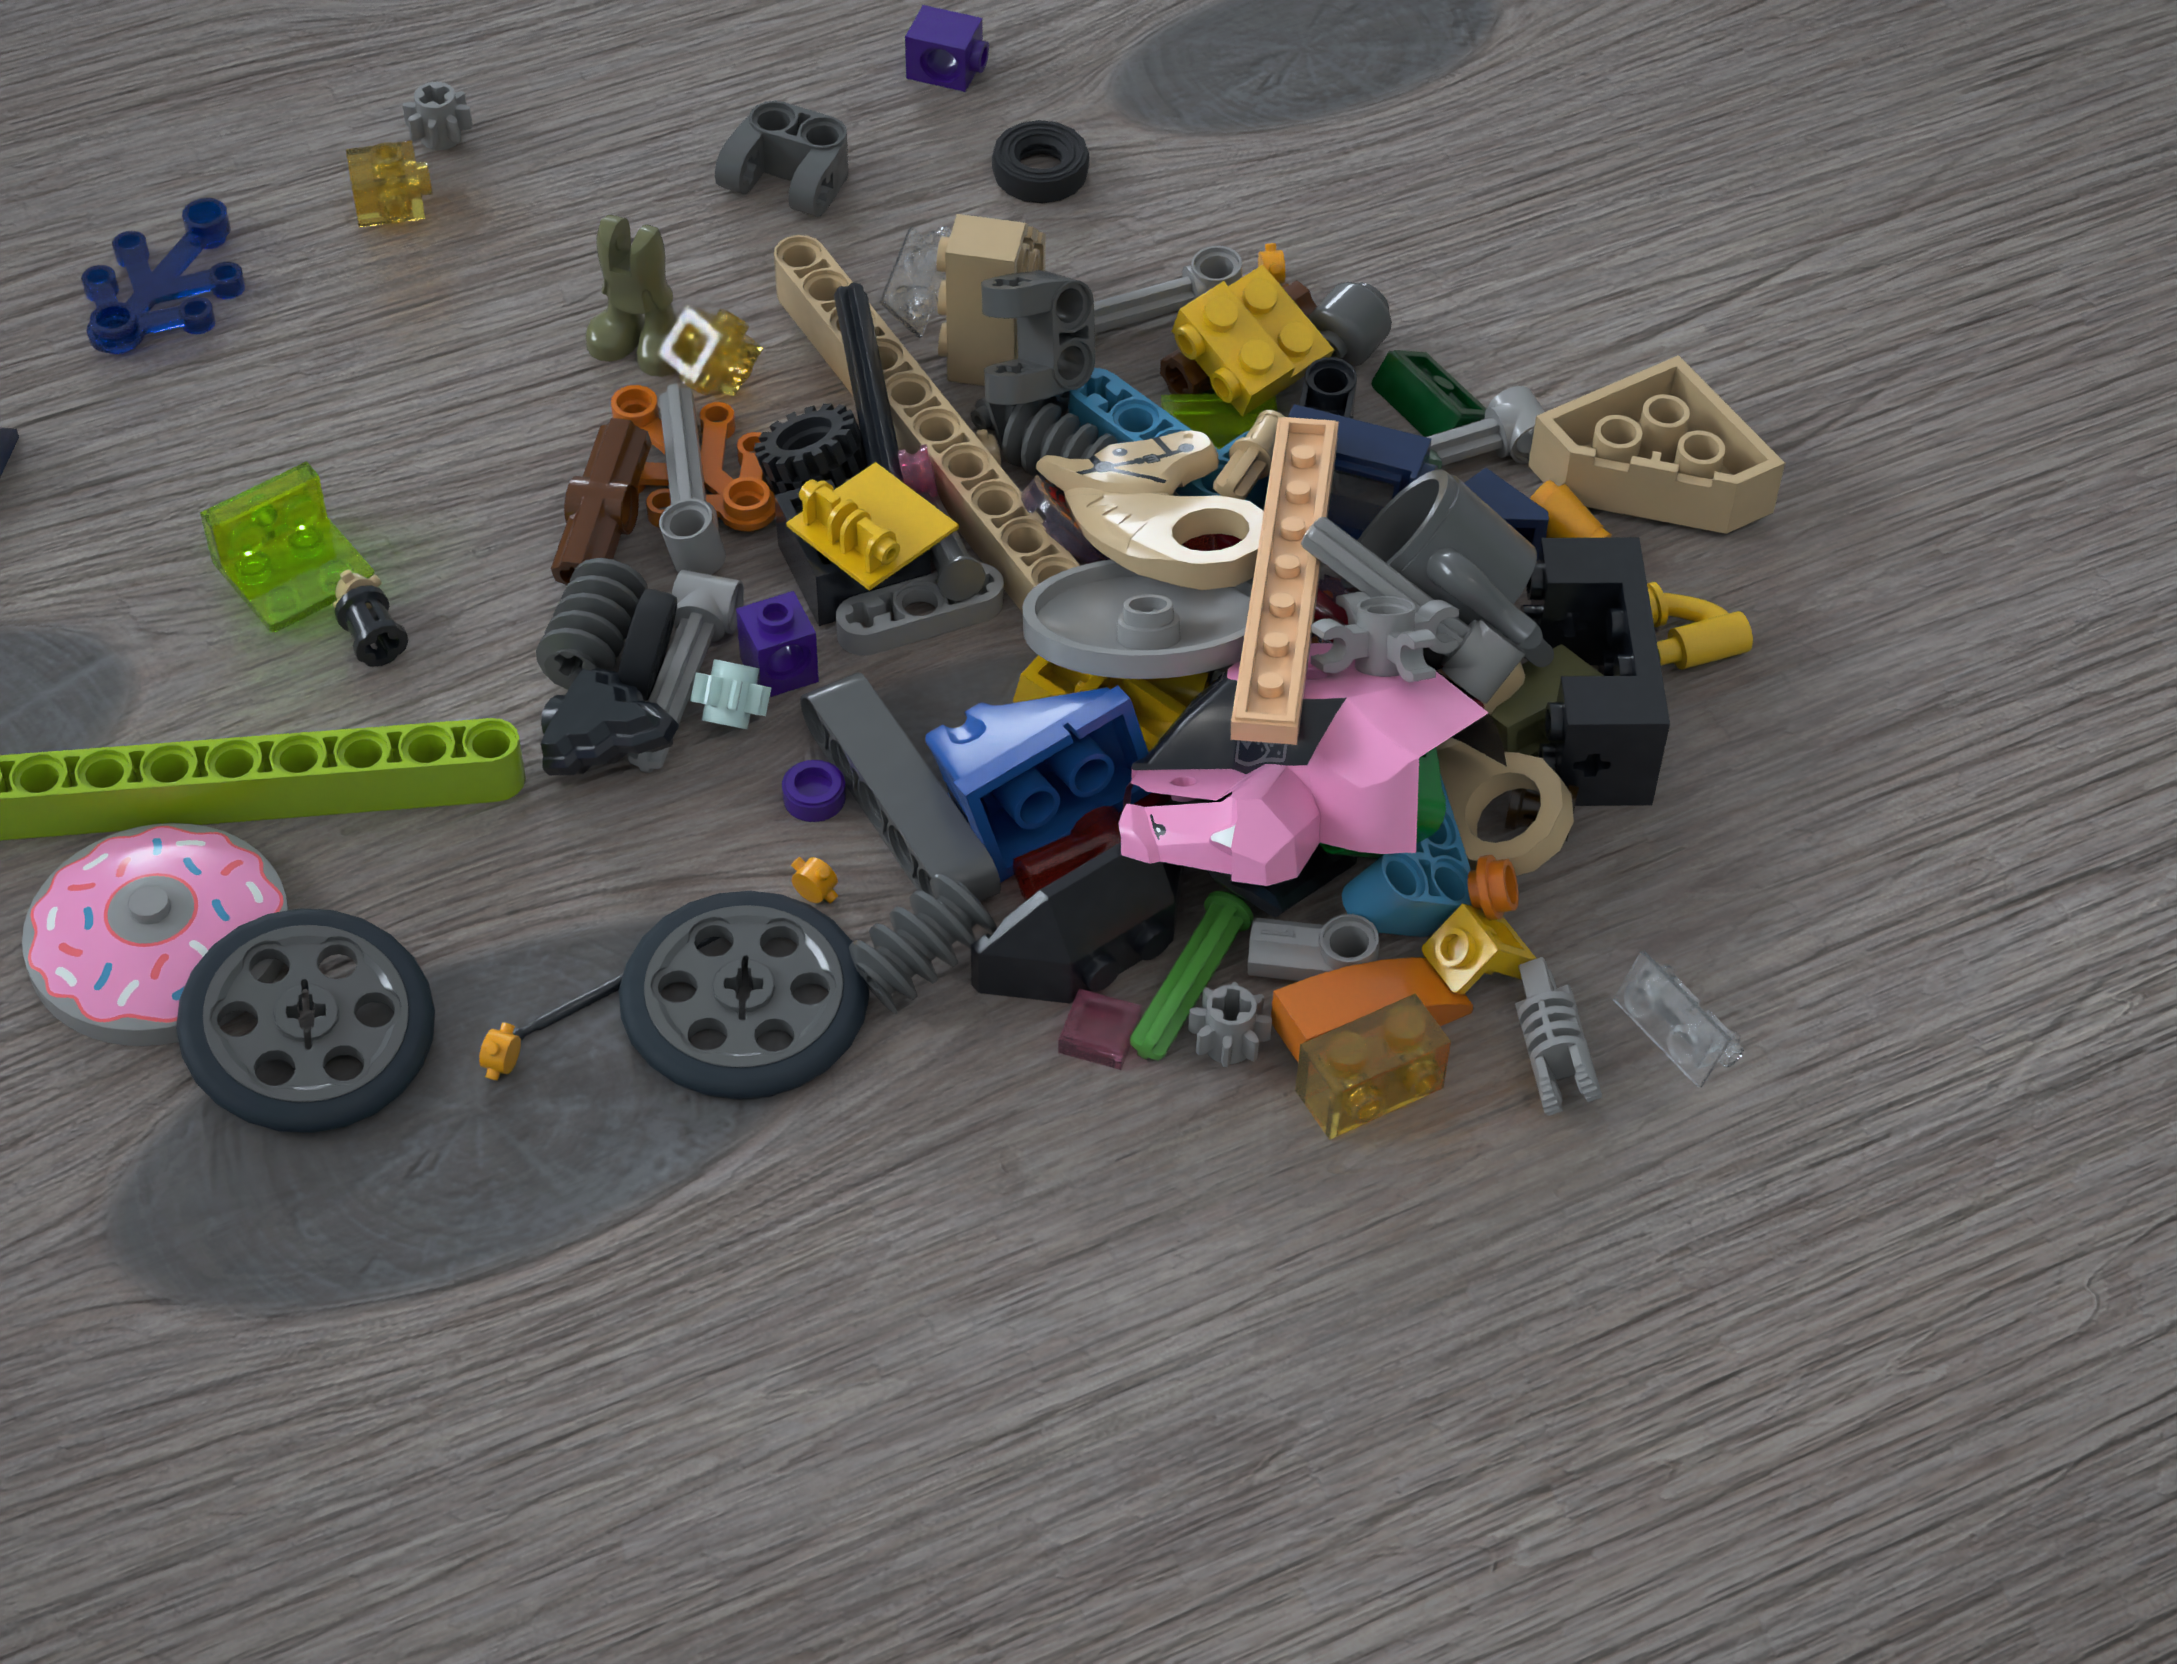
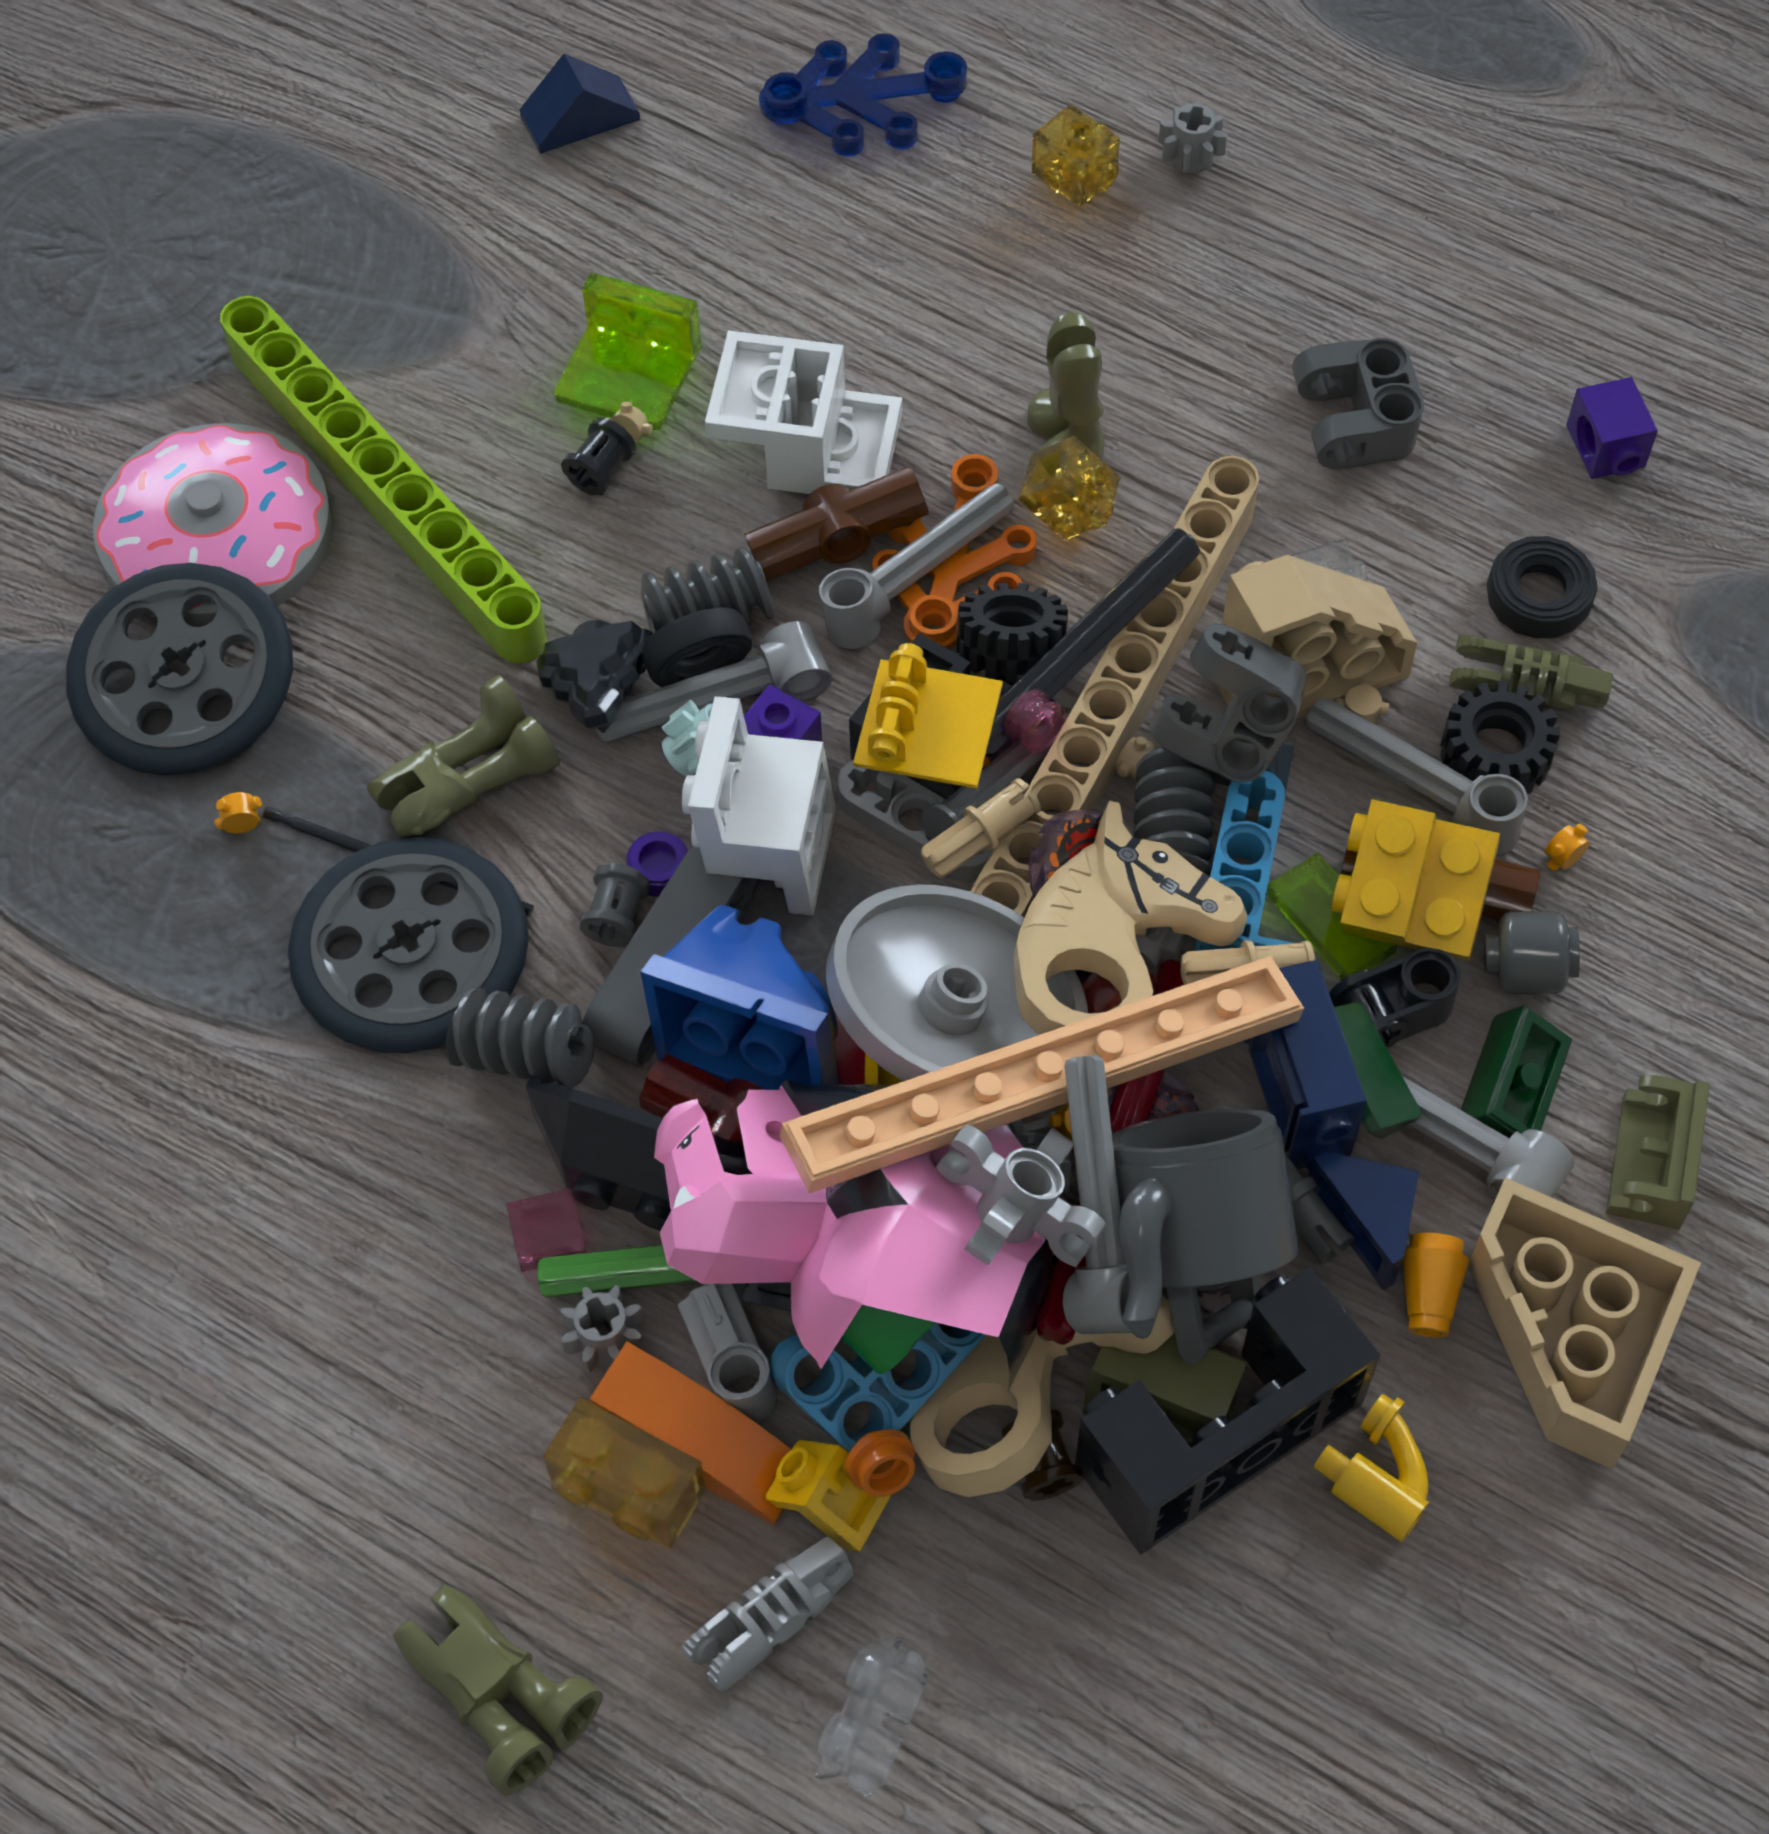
camera: 60 degrees right, 10 degrees up
(481, 463) = (797, 407): none -> white bracket
(579, 811) = (429, 790): none -> olive piece
(814, 880) = (556, 922): light orange piece -> none
(836, 830) = (595, 921): none -> dark grey bush
(859, 661) = (760, 805): none -> white bracket
(993, 547) = (980, 829): none -> tan axle
(1114, 204) = (1555, 677): none -> olive hinge
(1145, 230) = (1505, 712): none -> black tyre
(1472, 1252) = (479, 1671): none -> olive piece
(1555, 348) = (1658, 1150): none -> olive hinge

